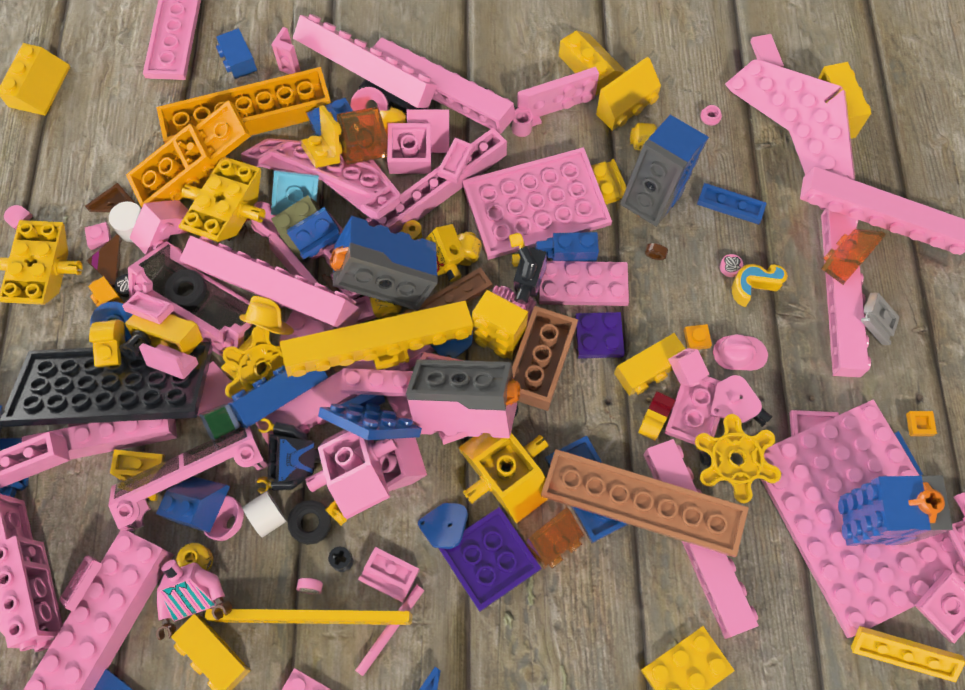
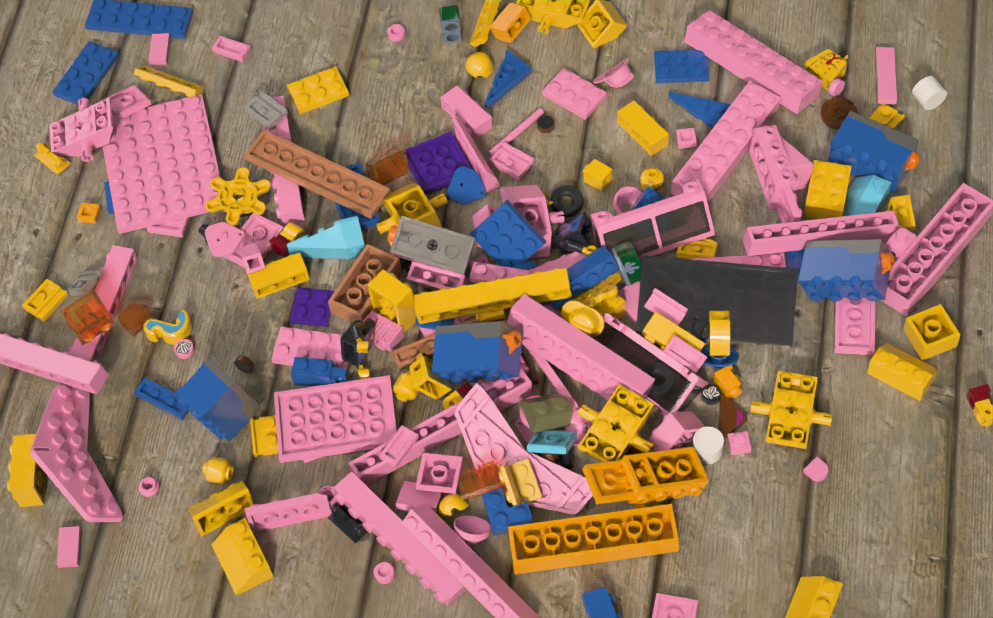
camera: 165 degrees left, 10 degrees down
(80, 583) = (734, 172): bright pink tile -> none
(109, 199) = (725, 475): reddish brown tile -> none
(149, 647) = (686, 138): none -> bright pink plate
(187, 592) = (653, 156): bright pink torso -> none
(264, 514) = (598, 201): white piece -> none
(270, 564) = (597, 175): none -> yellow brick
(285, 53) = (549, 591): bright pink panel -> none
(309, 586) = (569, 159): bright pink tile -> none
(314, 233) = (534, 390): blue bracket -> none
(314, 617) = (571, 139): yellow tile -> none
(338, 552) = (545, 173): black bush -> none
(350, 649) = (545, 124): none -> black tile
(437, 569) = (475, 156): none -> bright pink slope
(453, 66) = (384, 572): none -> bright pink tile
(462, 651) = (462, 107): none -> bright pink brick
(588, 415) = (338, 242): none -> medium azure wedge
(697, 337) = (233, 296): light orange plate -> none
(740, 353) = (203, 281): bright pink piece -> none
(746, 598) = (265, 110): none -> light grey plate
(802, 288) = (133, 318): none -> clear orange brick
(895, 510) = (148, 130): blue piece -> none
(918, 301) = (45, 300): none -> yellow plate

